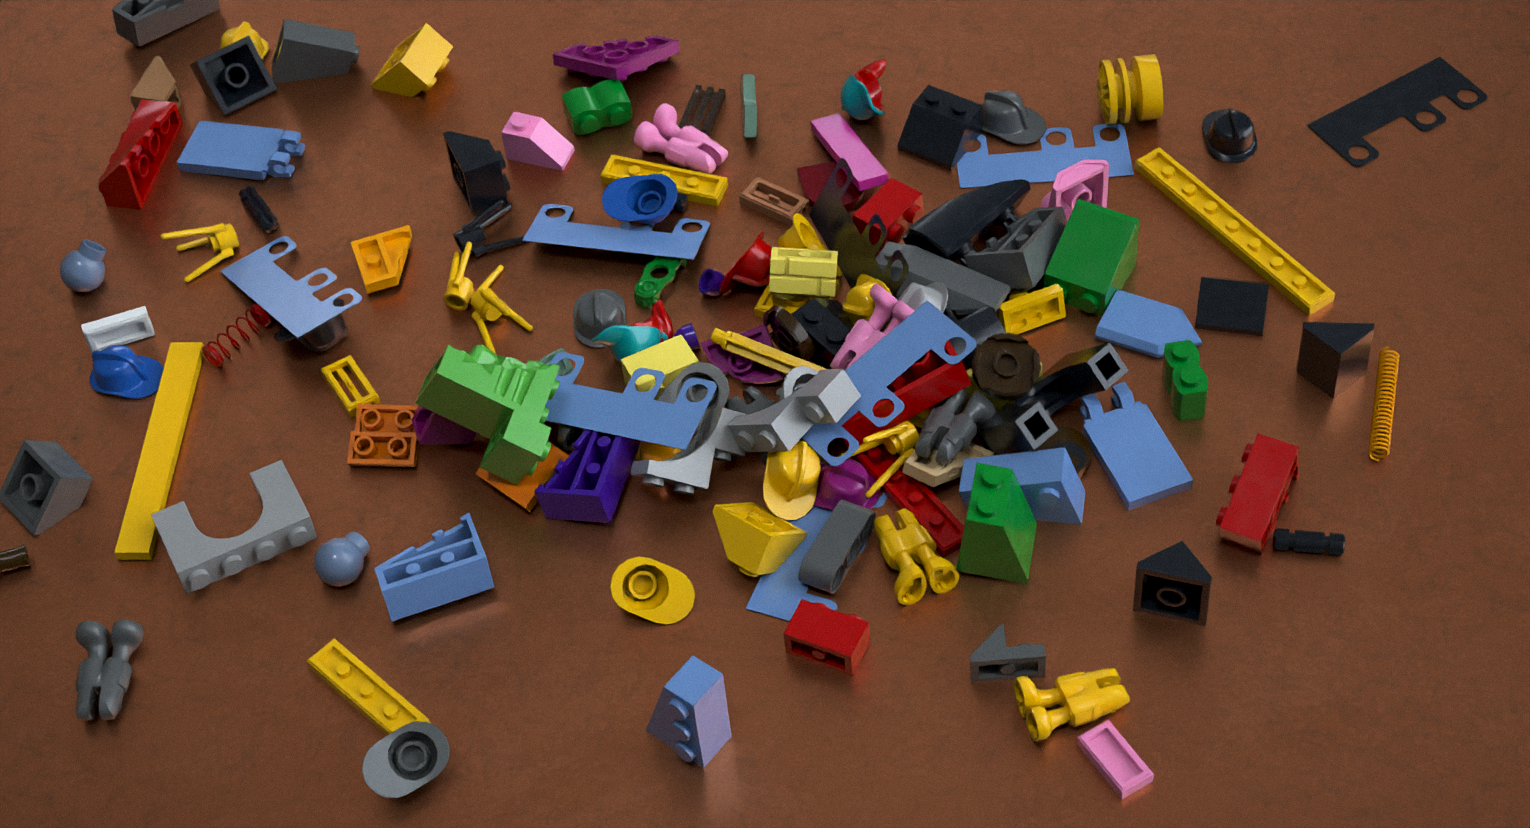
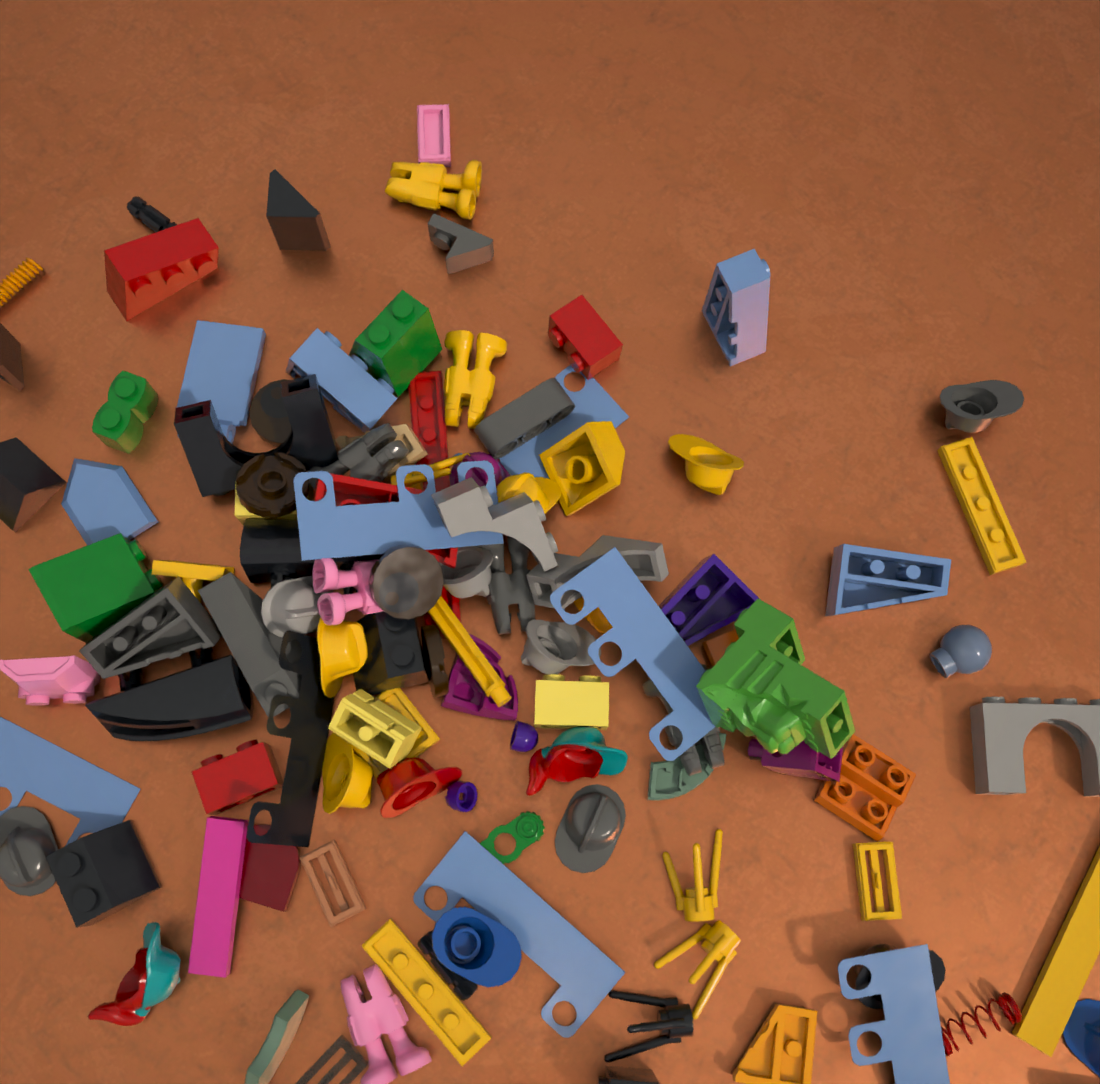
camera: 160 degrees left, 25 degrees up
(841, 344) = (406, 581): none -> dark brown tile

